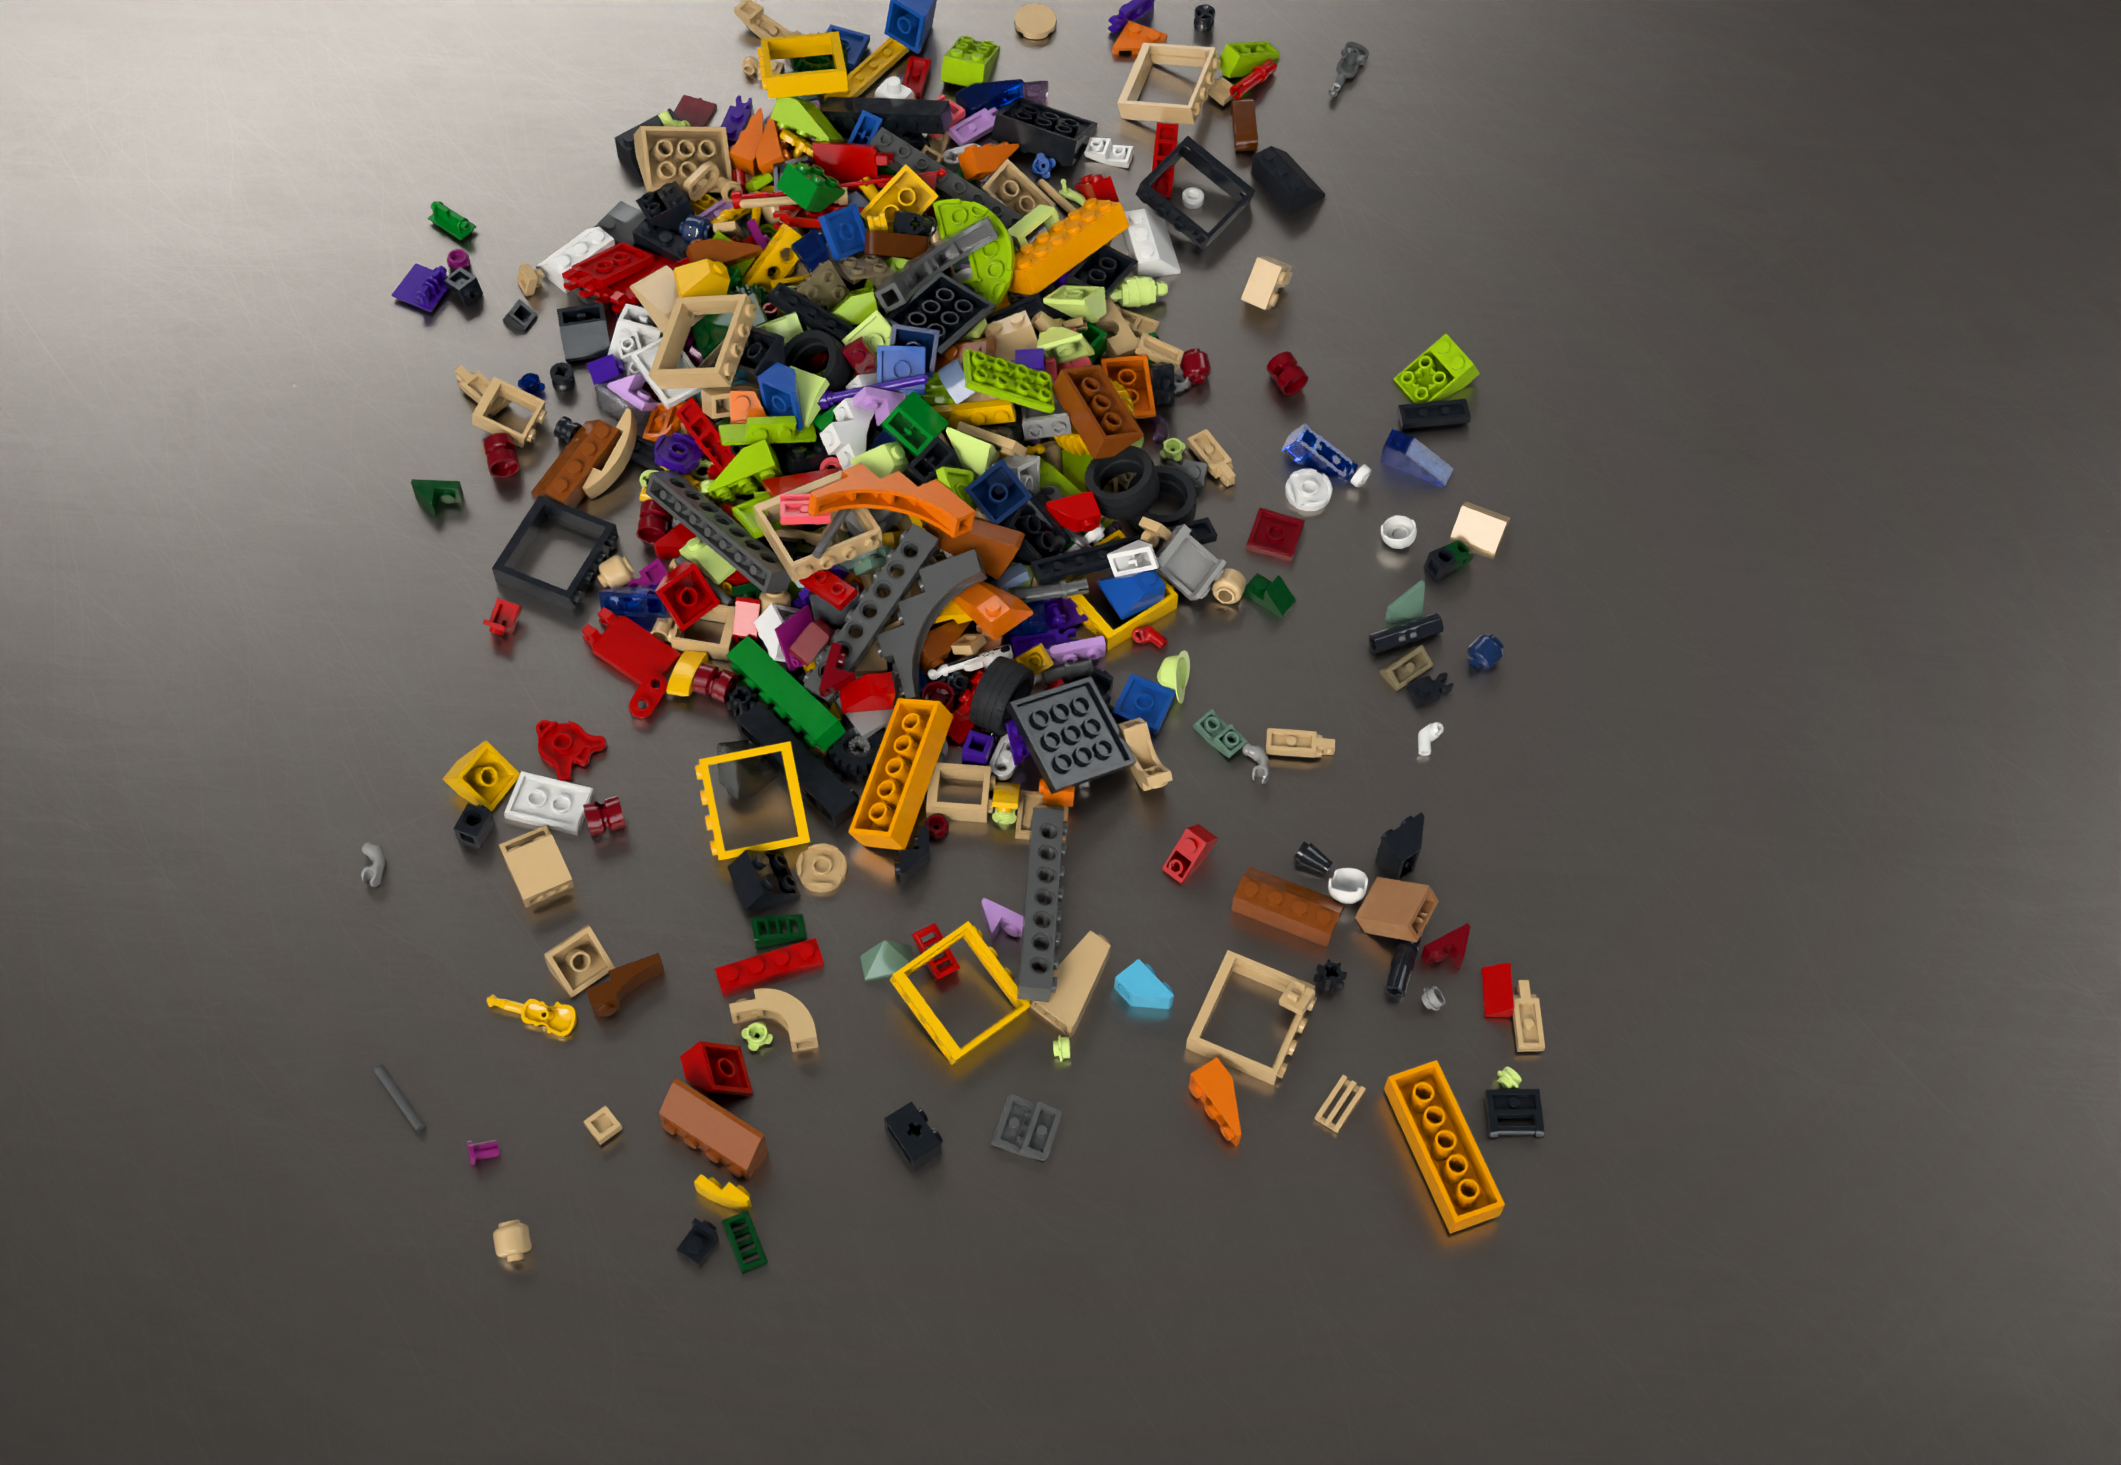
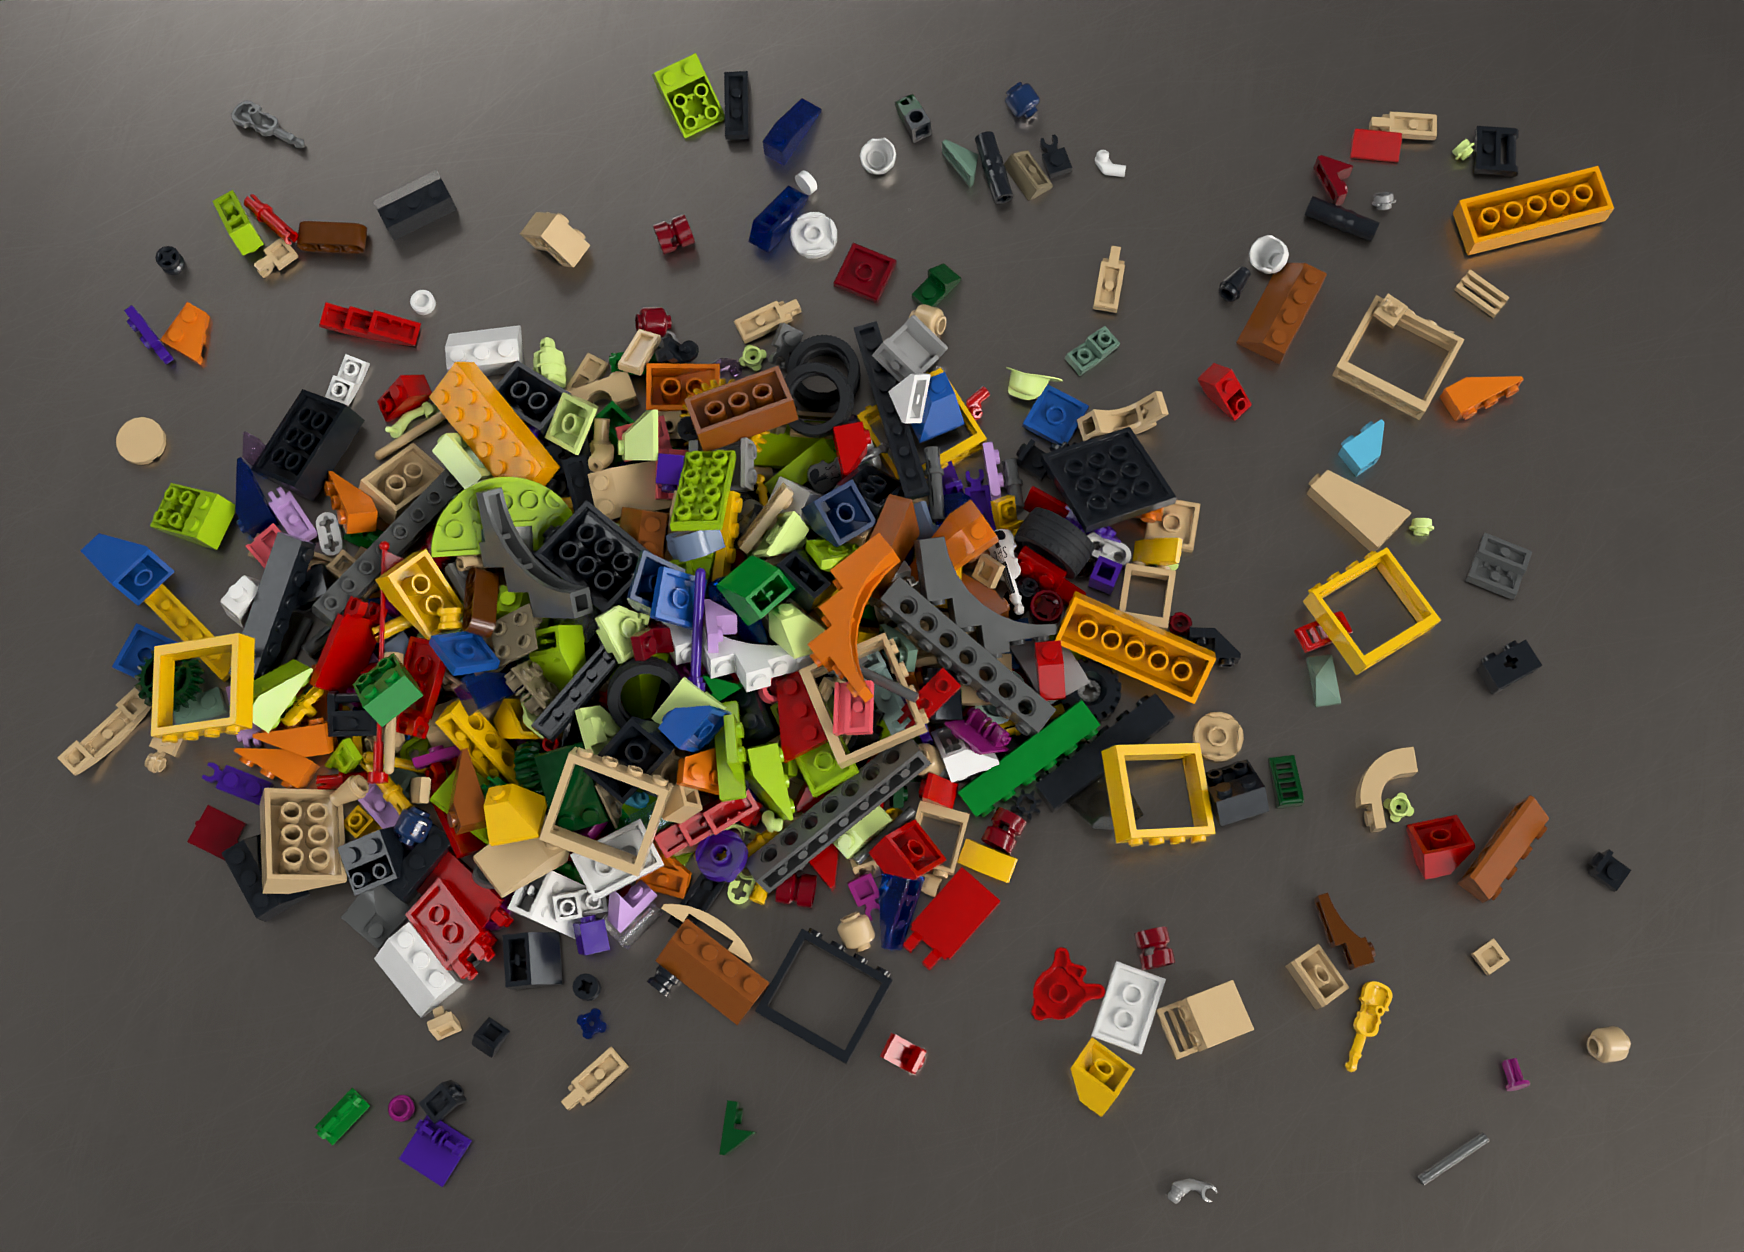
camera: 75 degrees left, 15 degrees up
(475, 834) = (1166, 1083): black brick -> none
(500, 388) = (624, 1067): tan window -> none
(501, 455) = (690, 1055): dark red wheel -> none
(647, 694) = (1012, 902): red plate -> none
(667, 120) = (252, 848): yellowish green arm -> none
(700, 181) = (344, 827): tan plate -> none
(729, 1196) = (1566, 838): yellow slope -> none
(736, 1220) = (1591, 835): dark green slope -> none
(769, 966) = (1323, 793): red plate -> none
(812, 641) = (988, 719): dark red slope -> none
(833, 677) = (1041, 699): dark red slope -> none
(865, 128) = (299, 634): blue slope -> none
(914, 224) = (458, 581): black piece -> none
(916, 75) = (206, 577): red hinge -> none
(999, 917) = (1287, 574): lavender slope -> none
(1031, 984) = (1295, 536): dark grey brick -> none
(1037, 165) = (358, 457): blue plate -> none
(1153, 531) = (880, 375): tan tile -> none
(1169, 55) = (228, 290): tan window -> none
(1212, 169) = (408, 265): black window -> none
(1258, 755) = (1118, 319): light grey piece -> none
(1323, 974) = (1357, 278): black gear -> none
(1397, 909) = (1301, 215): medium nougat brick -> none
(1401, 848) = (1237, 199): black slope -> none
(1479, 528) = (875, 83): slope -> none

